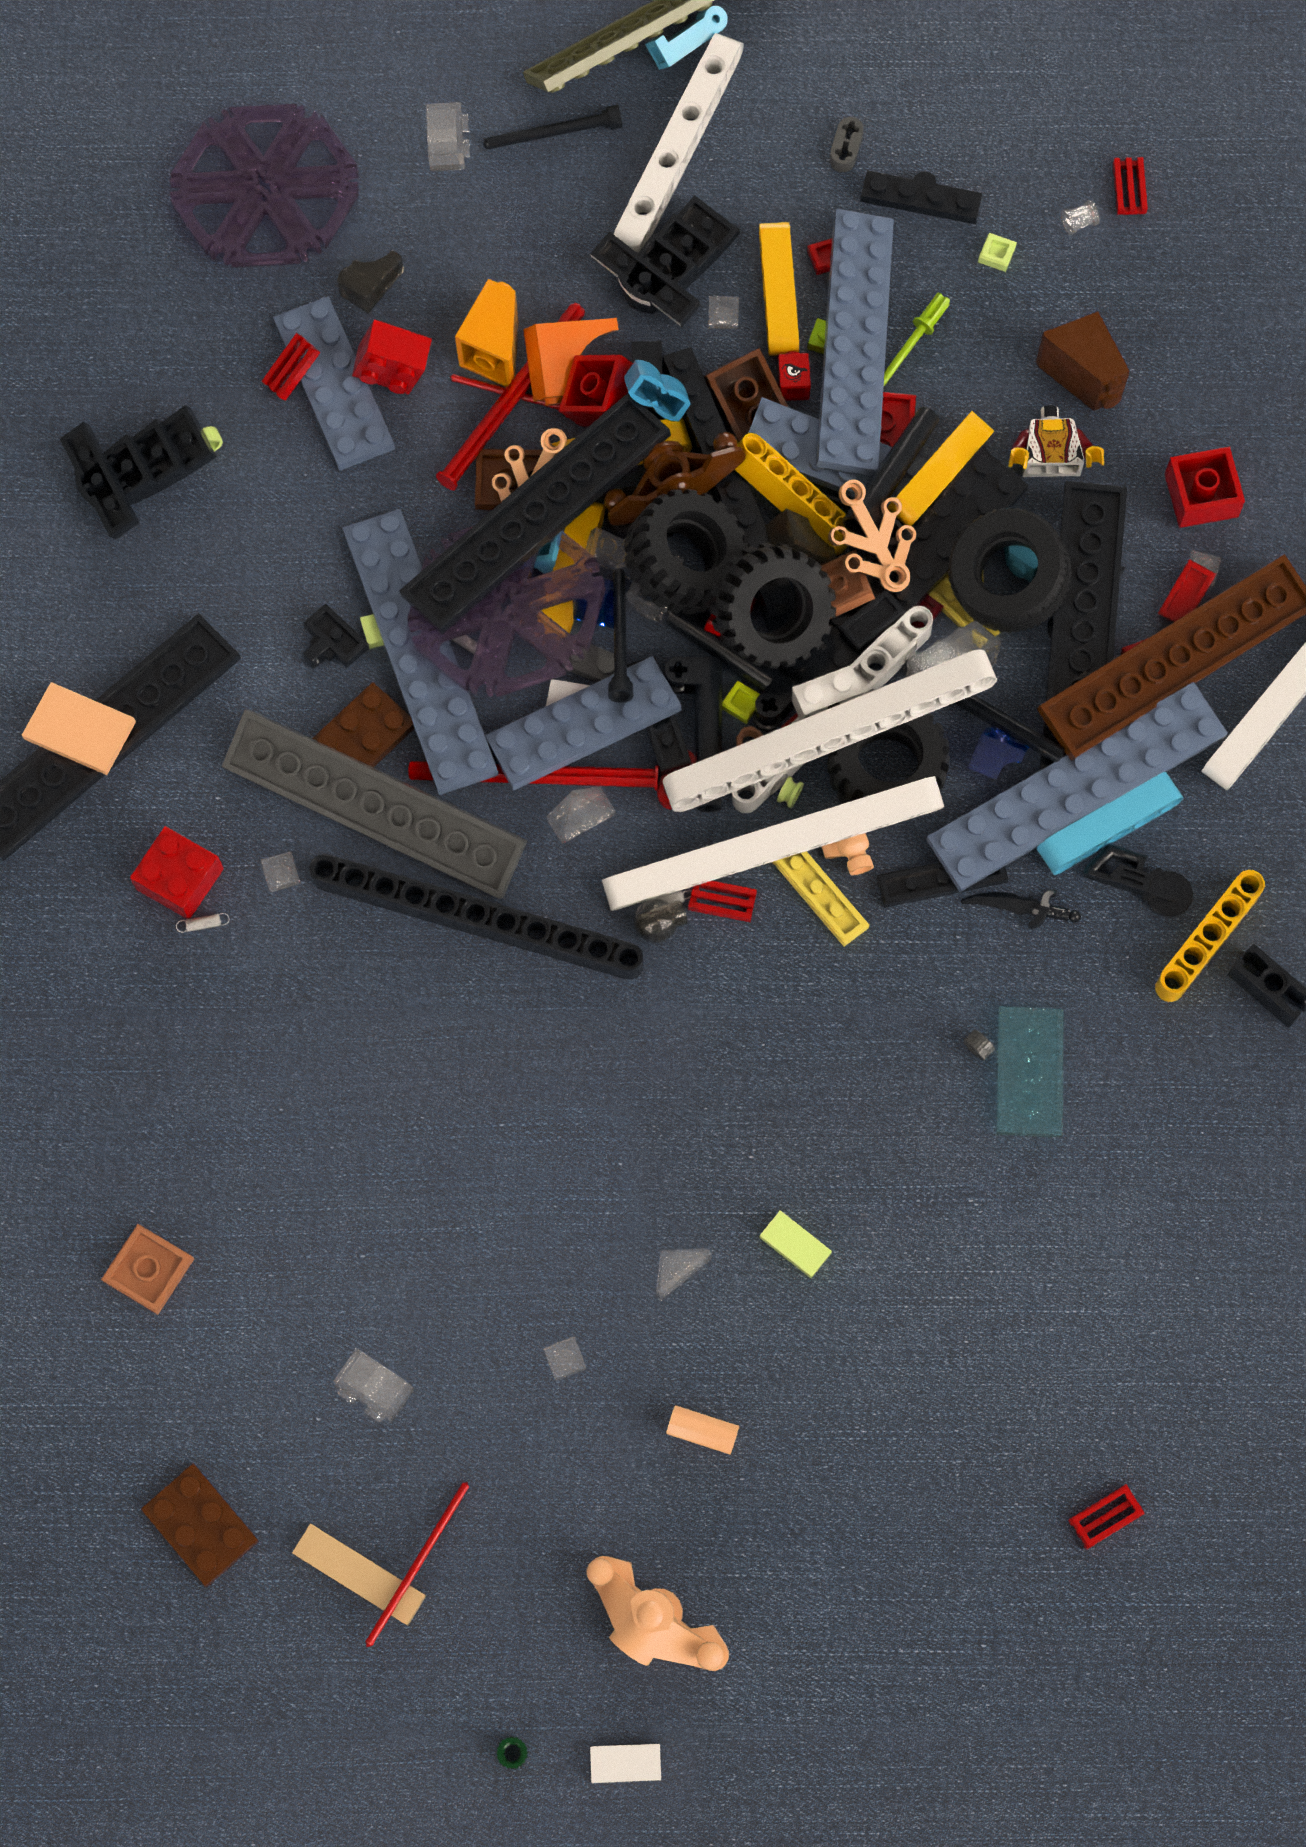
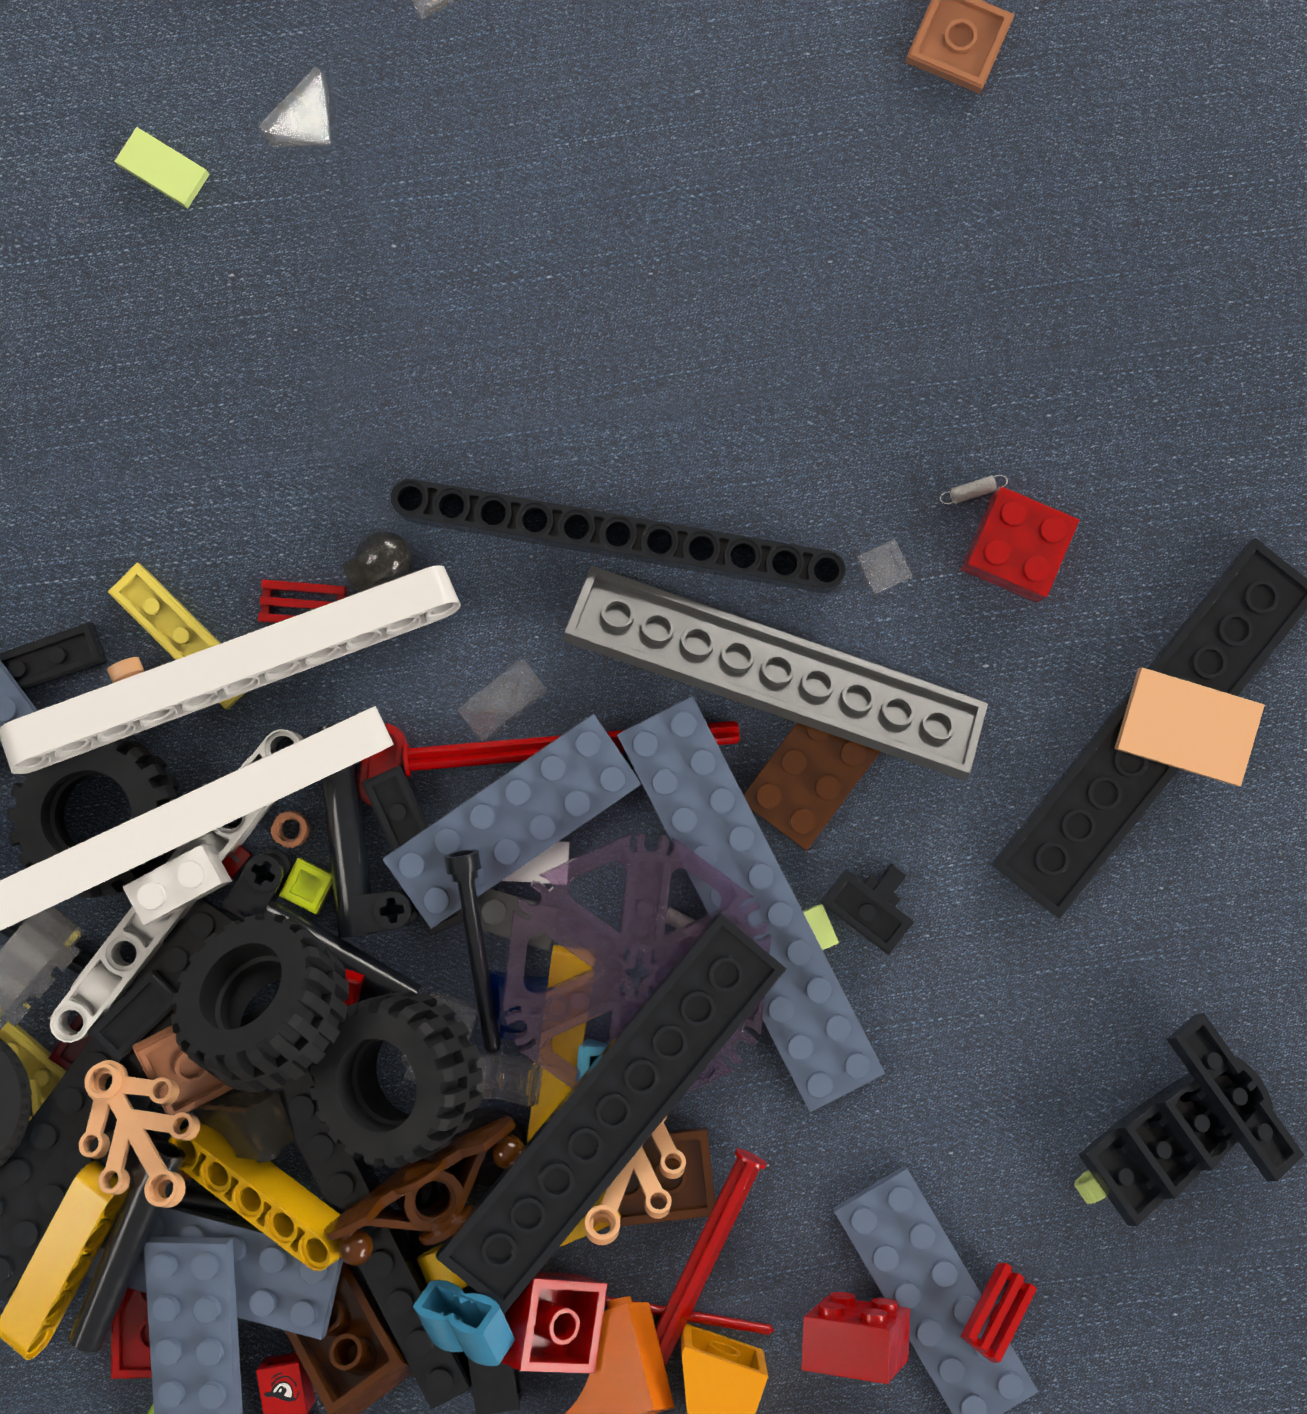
camera: 175 degrees right, 15 degrees up
(790, 792) = (227, 759): yellowish green bush -> none

